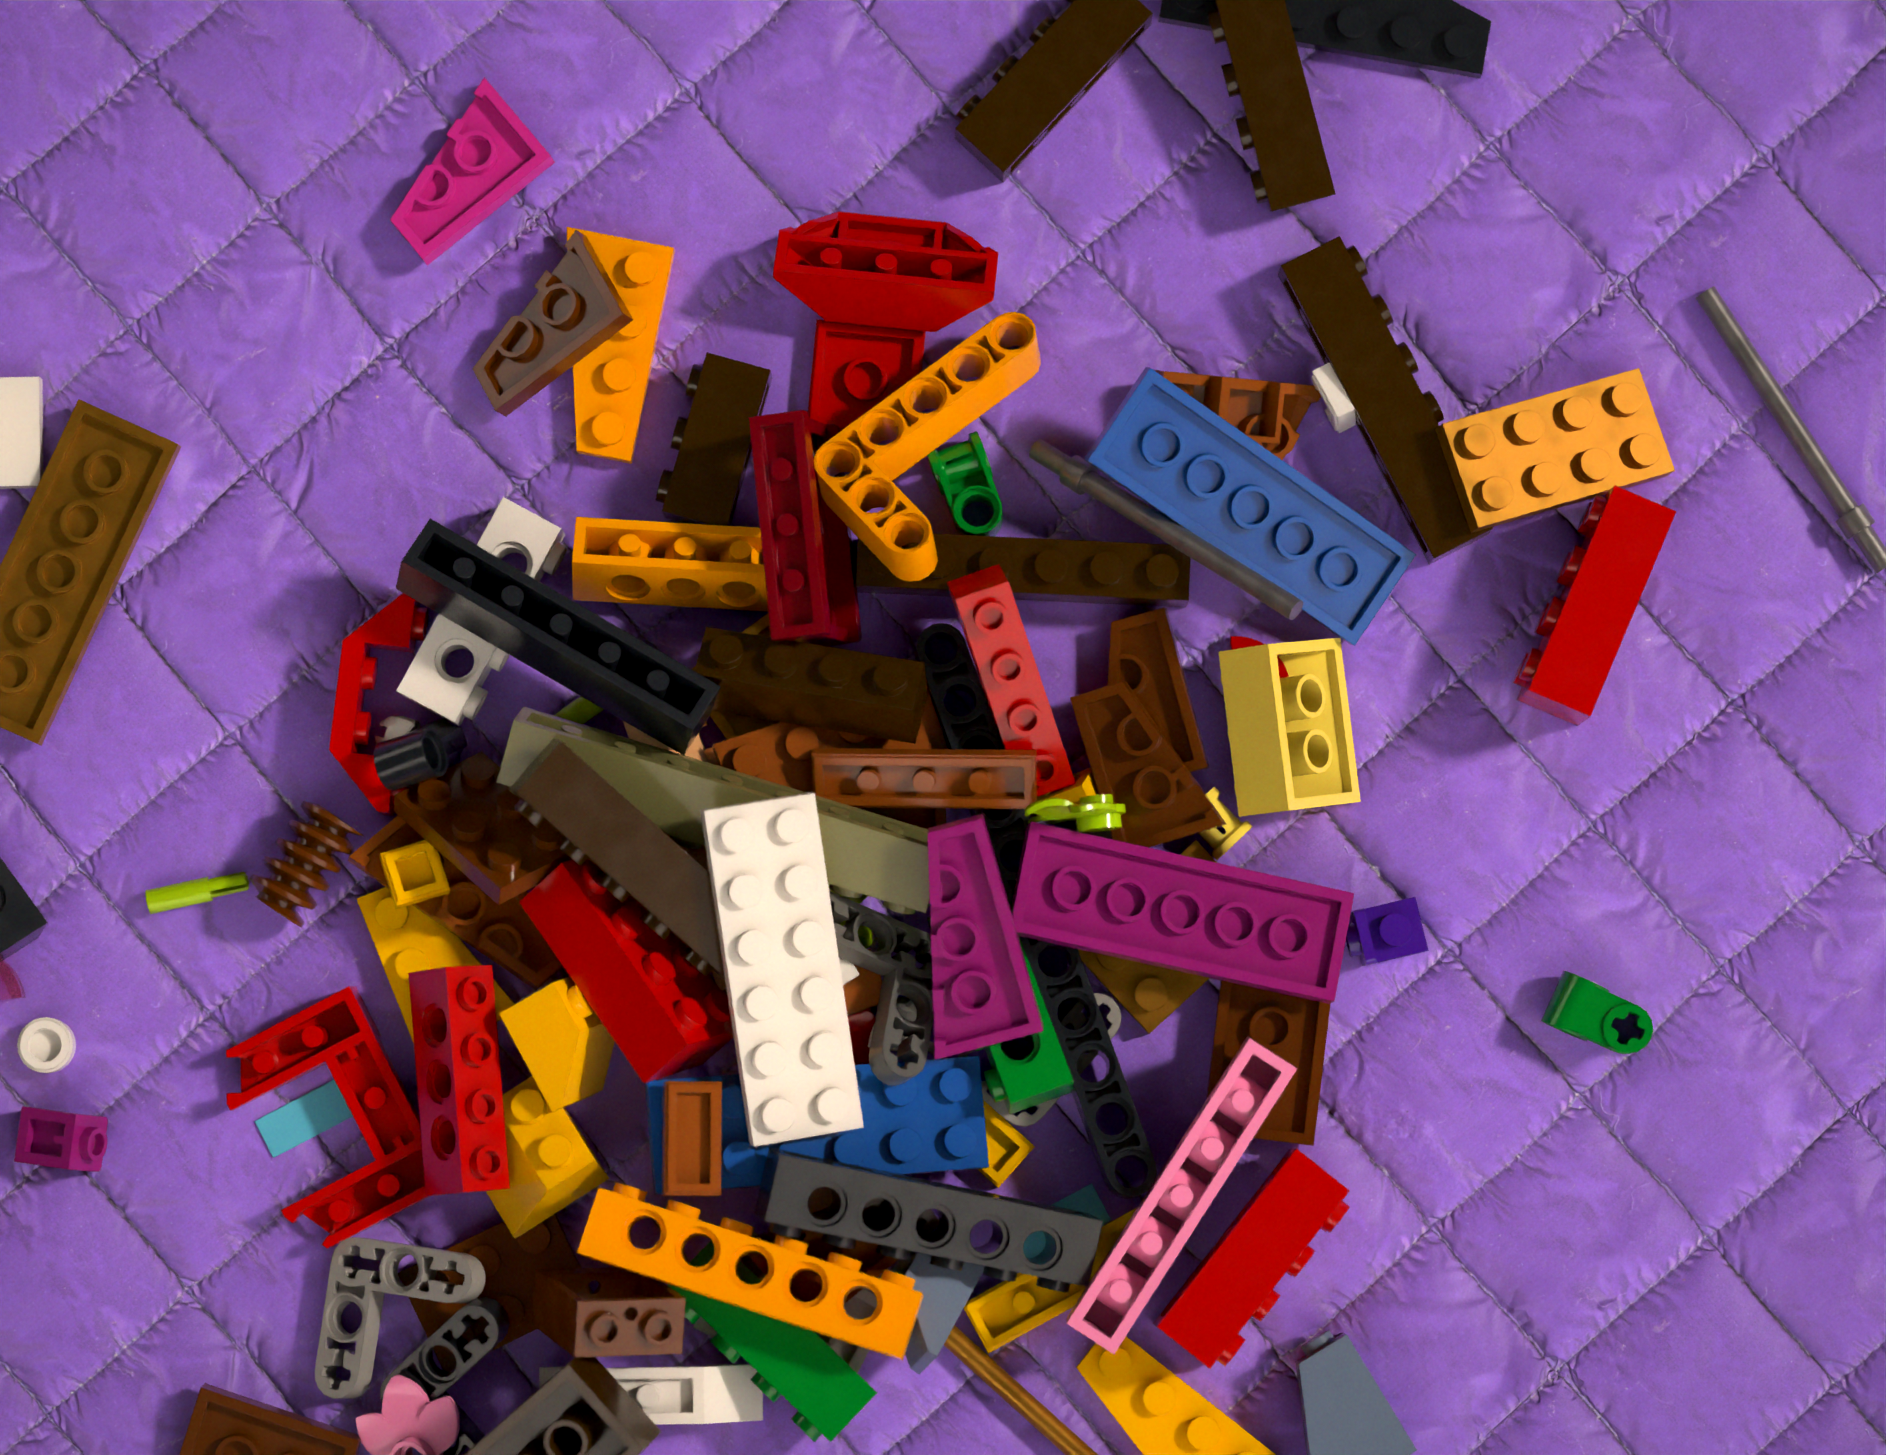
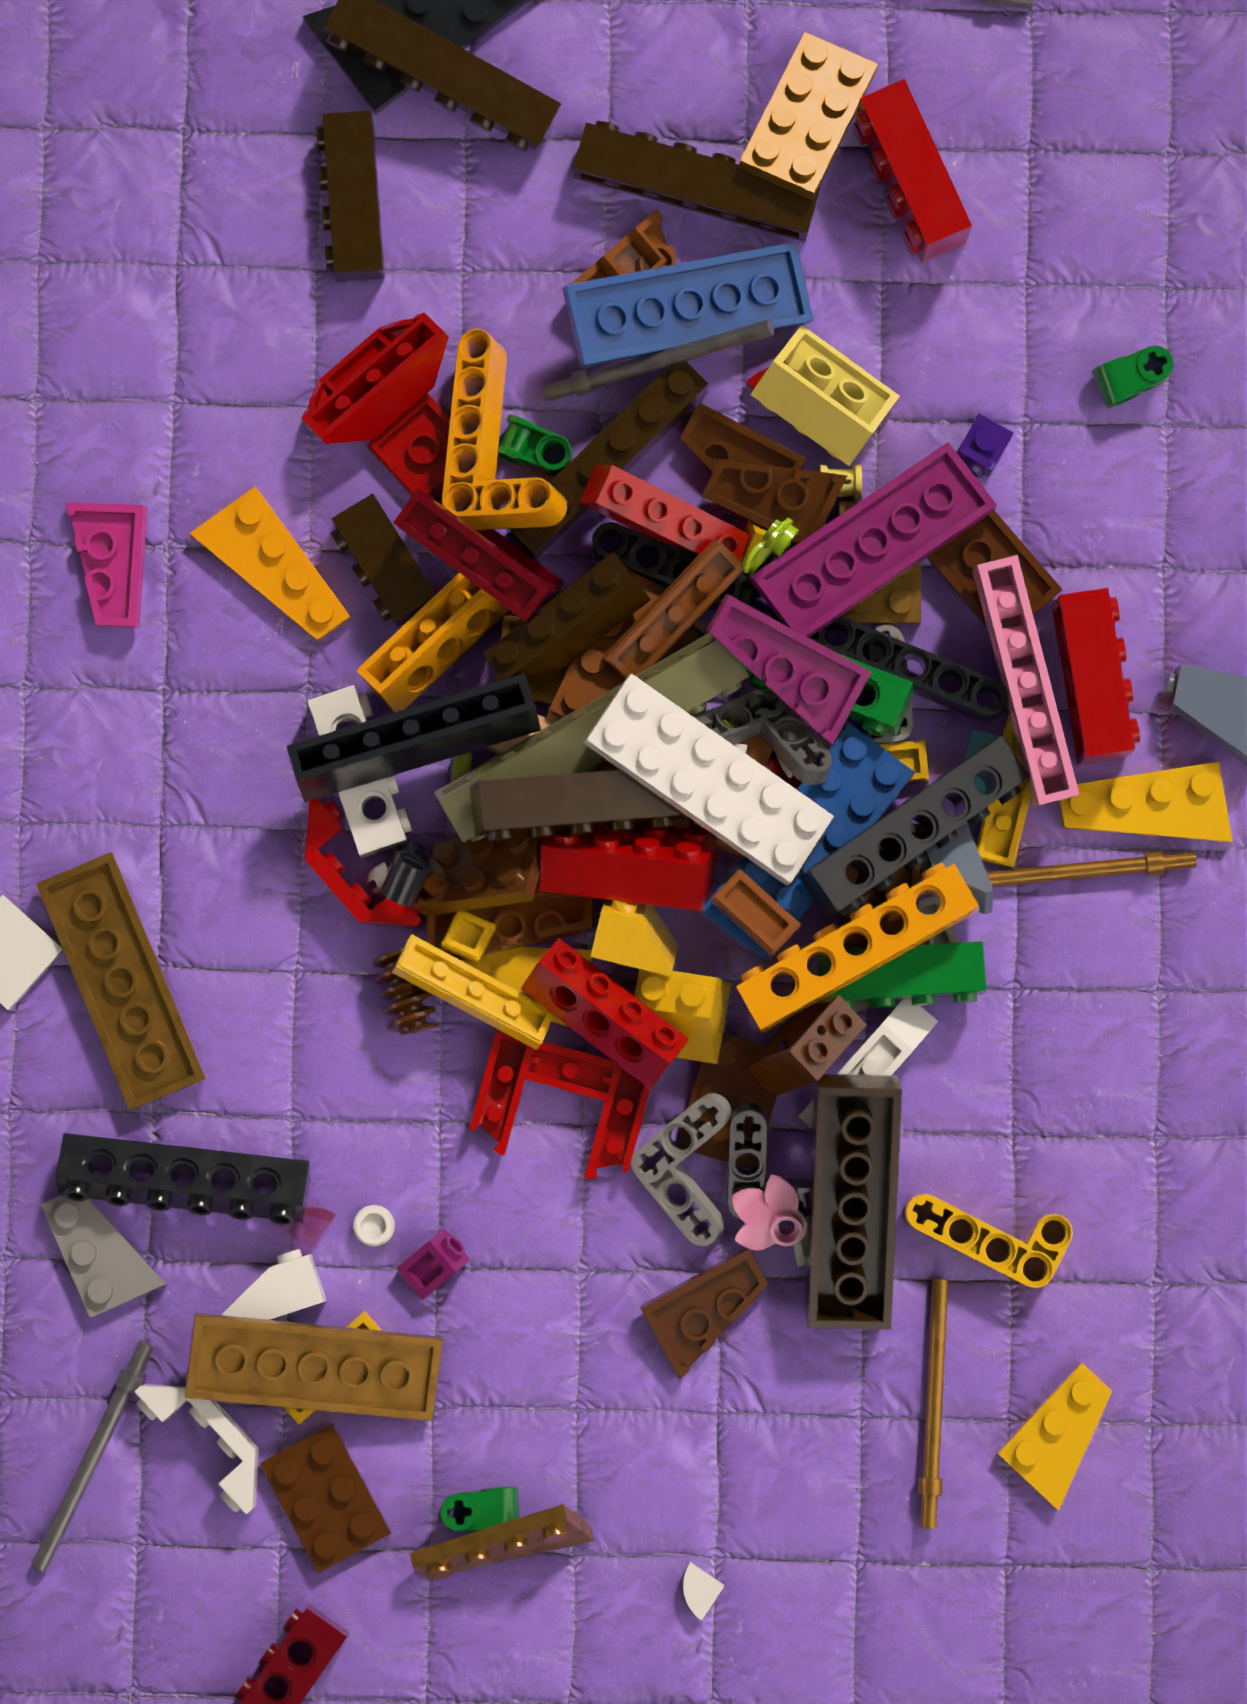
camera: 50 degrees left, 0 degrees up
(194, 892) = (365, 1068): lime pin -> none
(303, 1118) = (544, 1120): medium azure sticker -> none
(361, 929) = (473, 991): none -> yellow tile
(558, 328) = (241, 586): reddish brown wing -> none
(1340, 408) = (678, 208): white tile -> none

